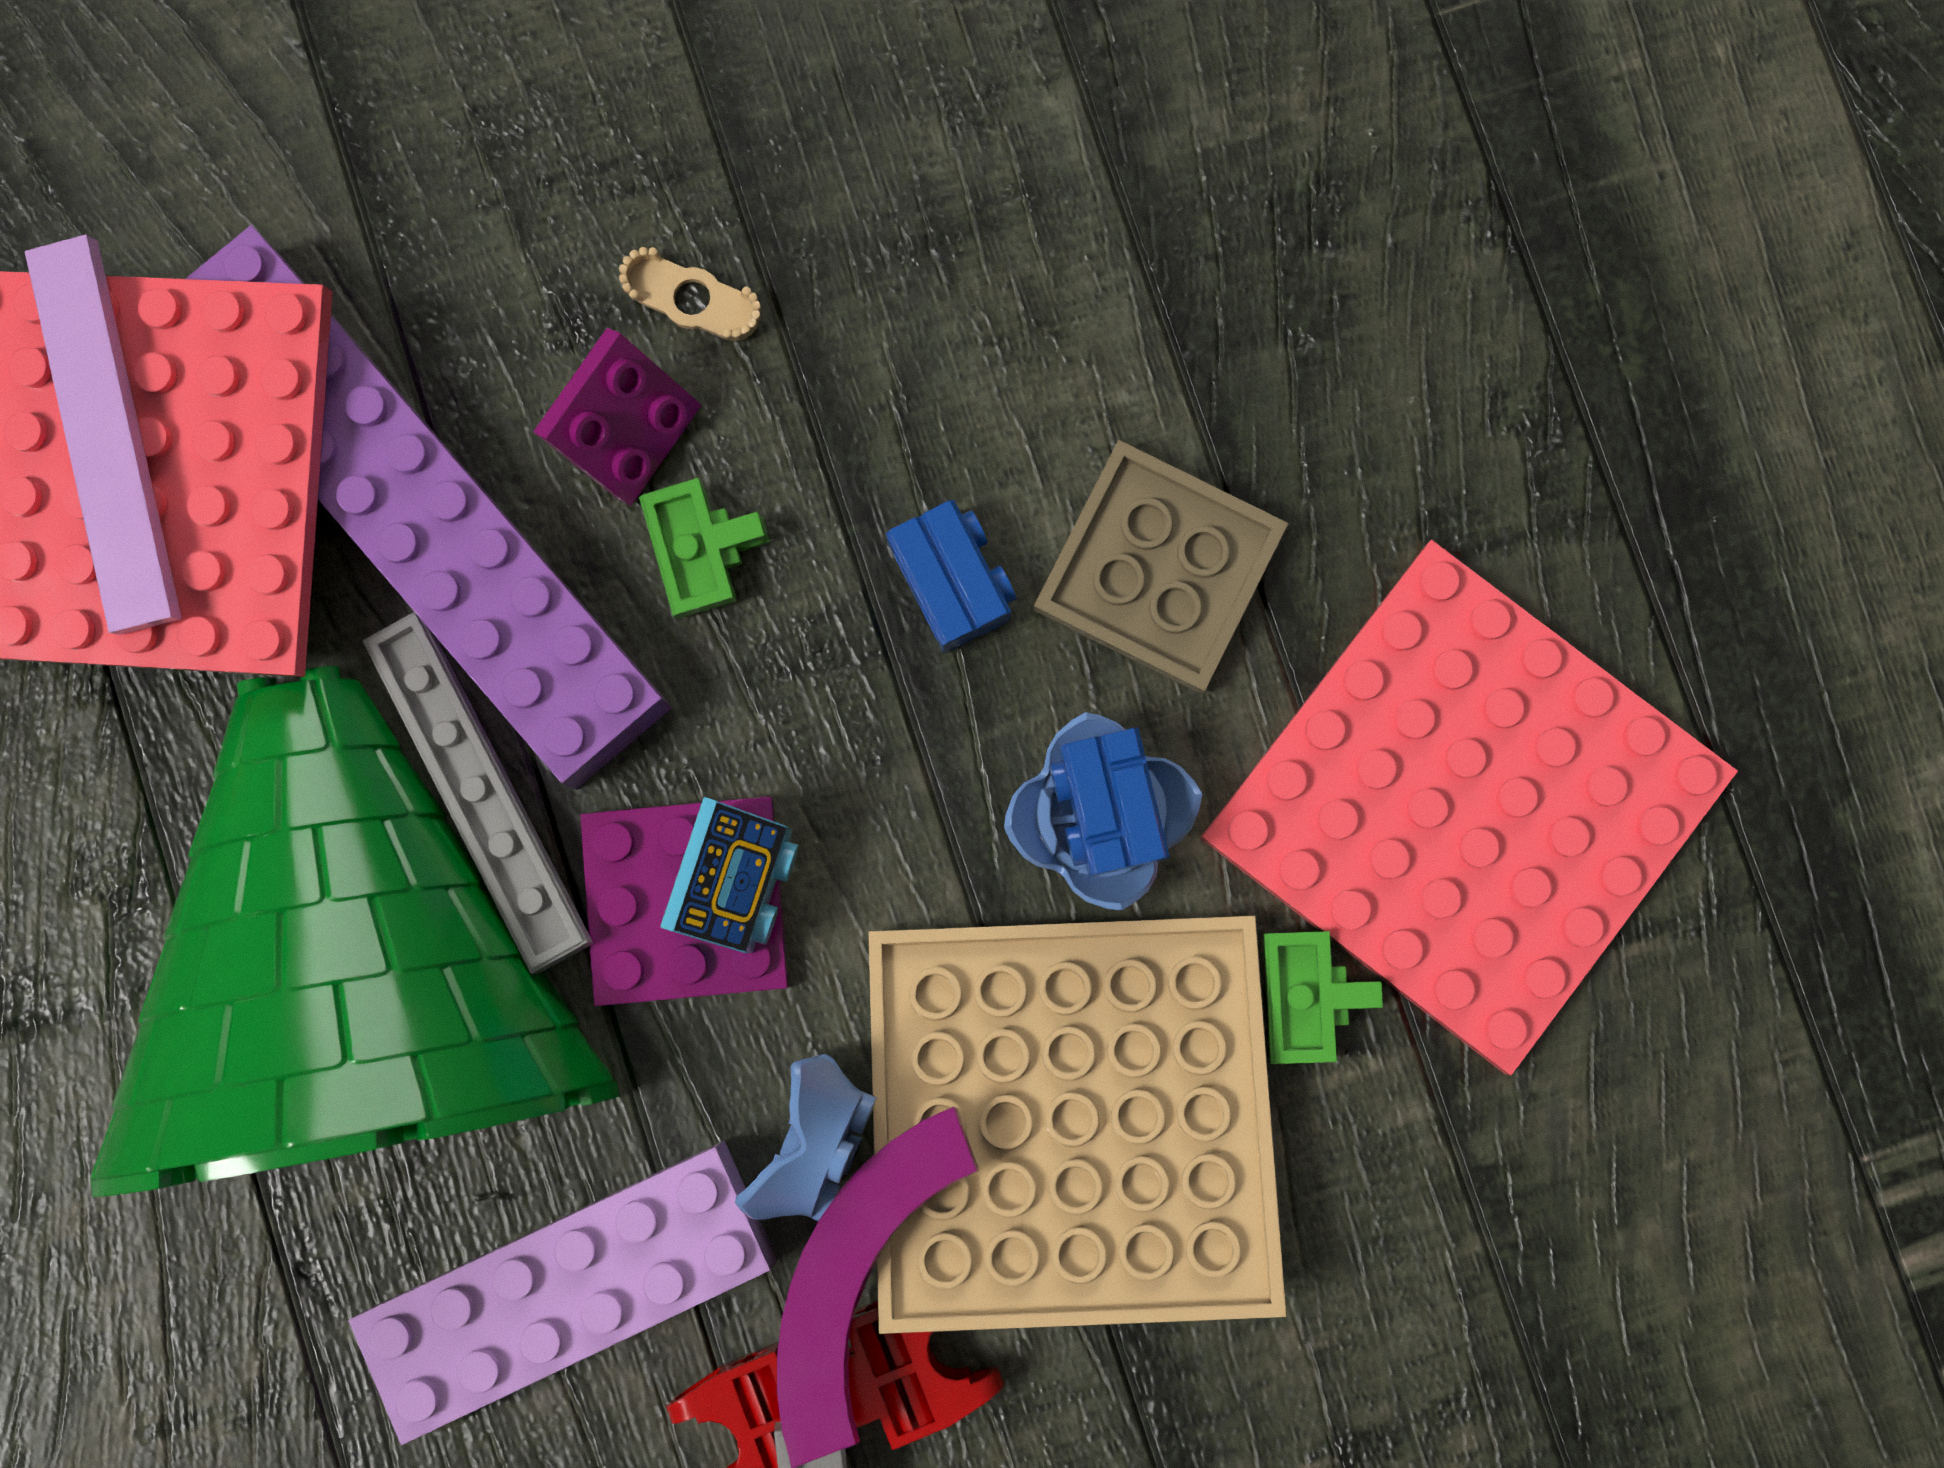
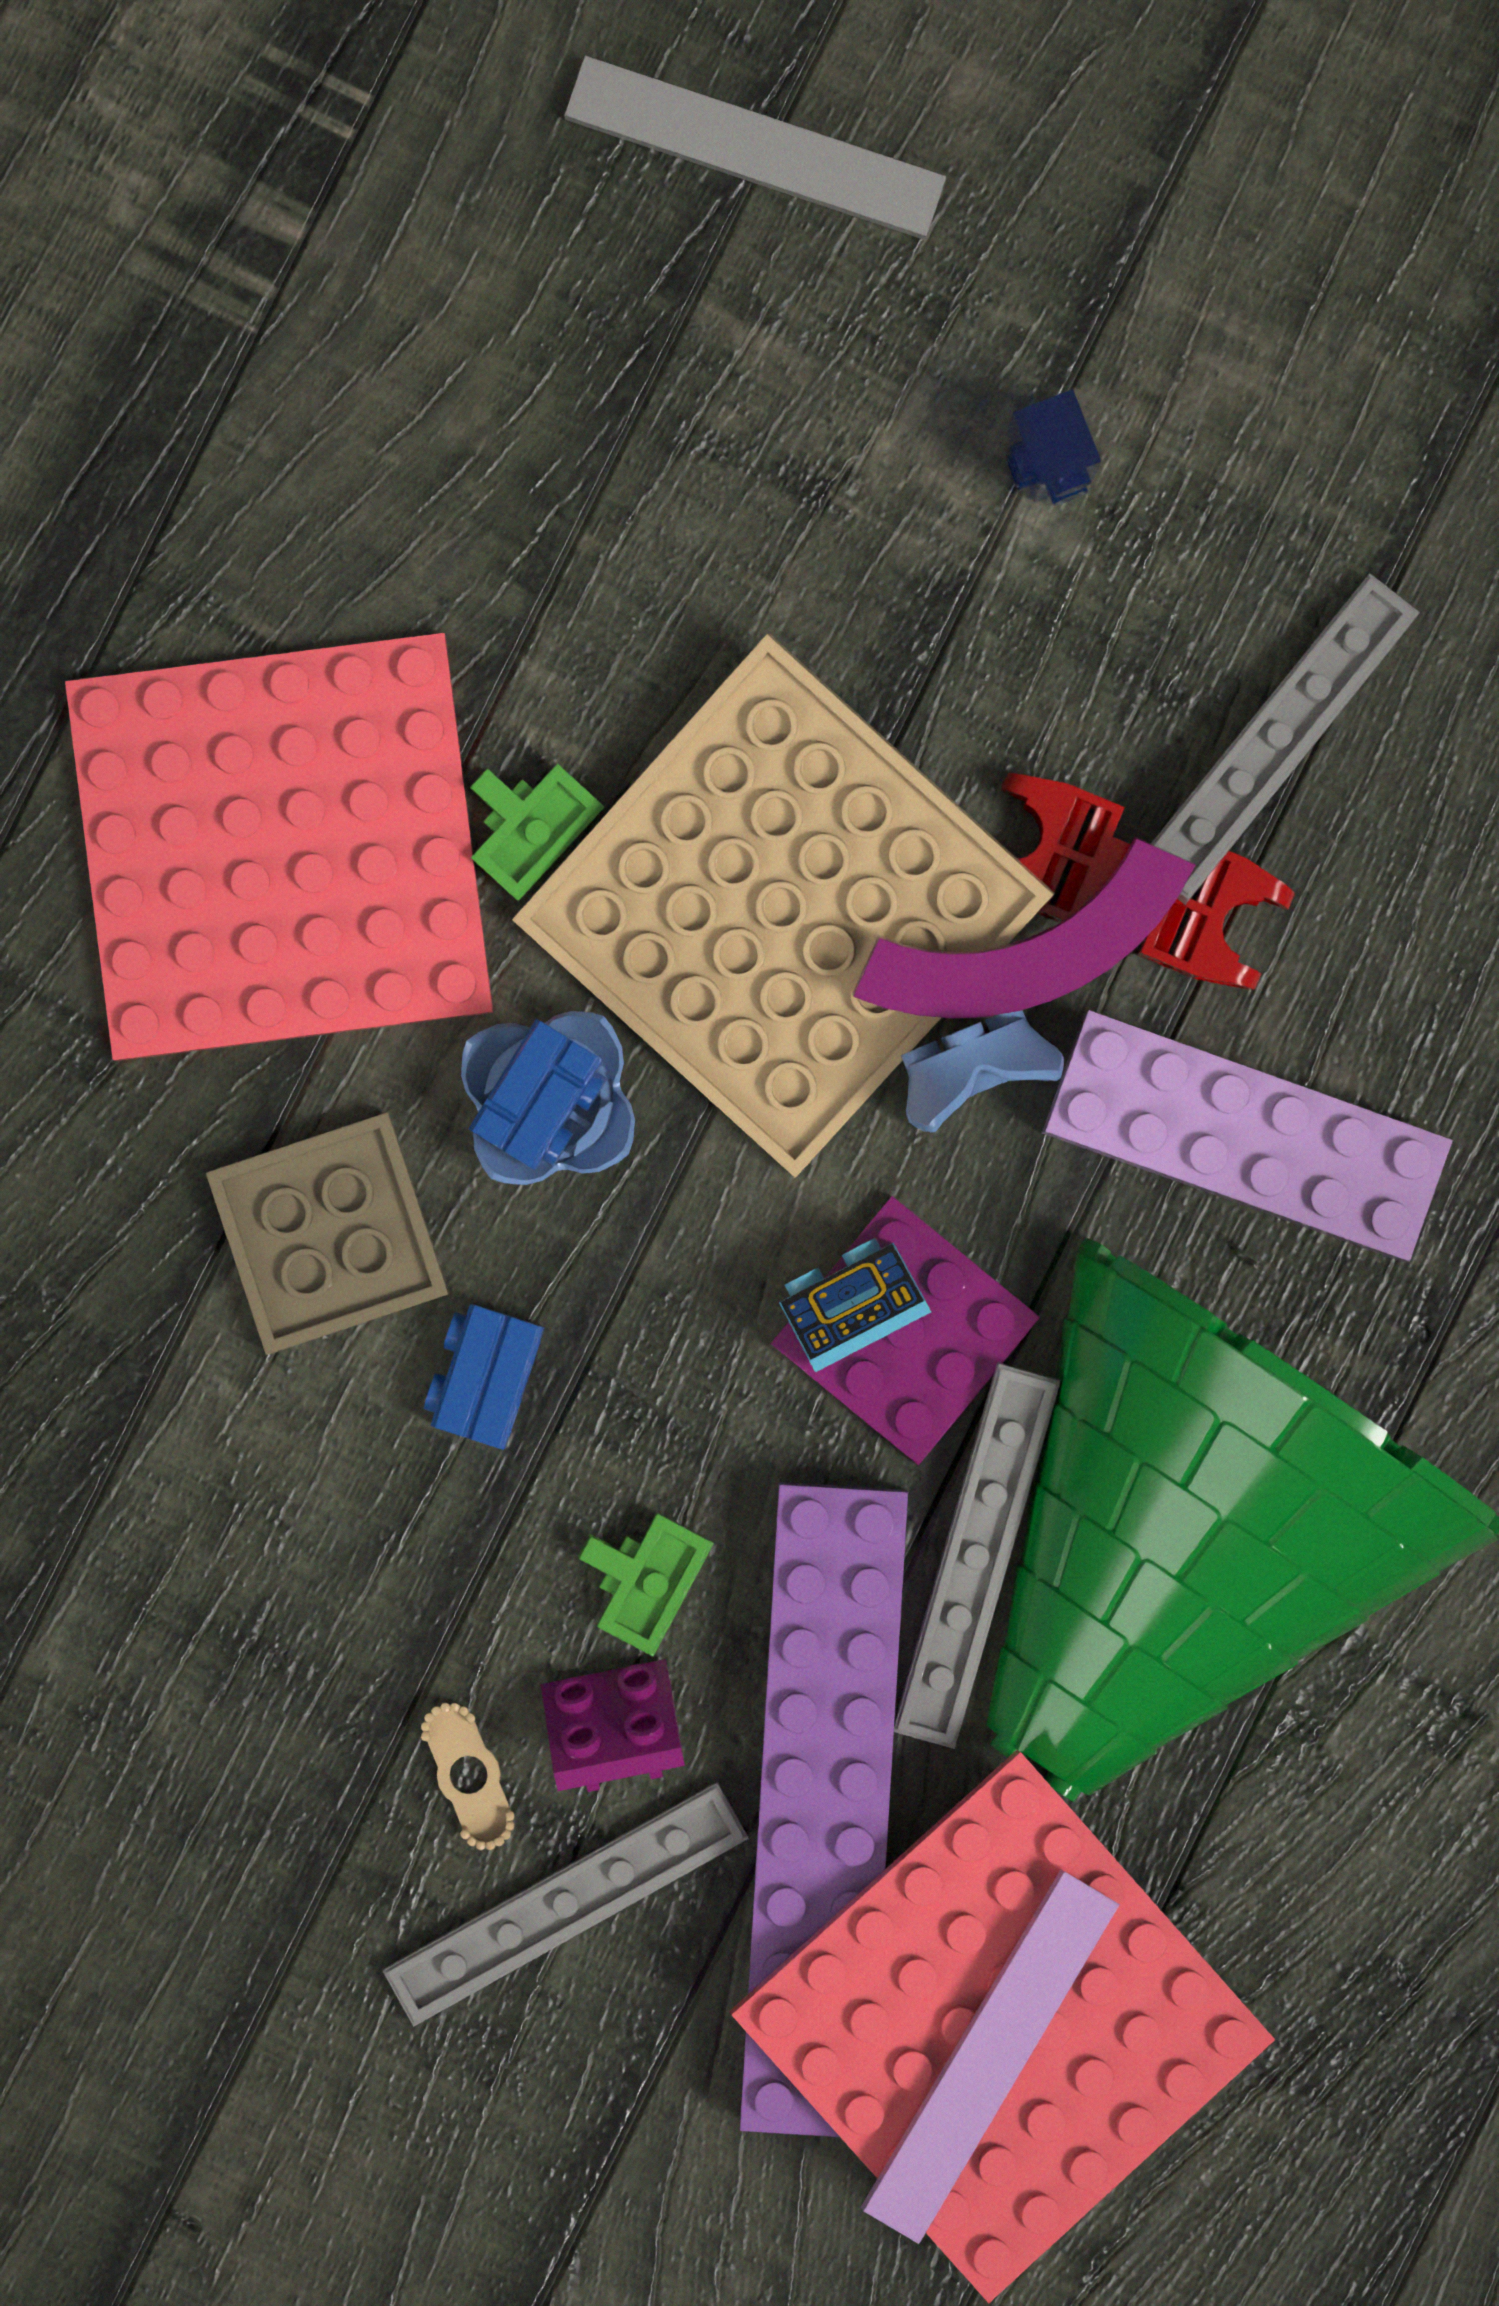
camera: 135 degrees left, 5 degrees up
(537, 277) = (565, 1903): none -> light grey tile

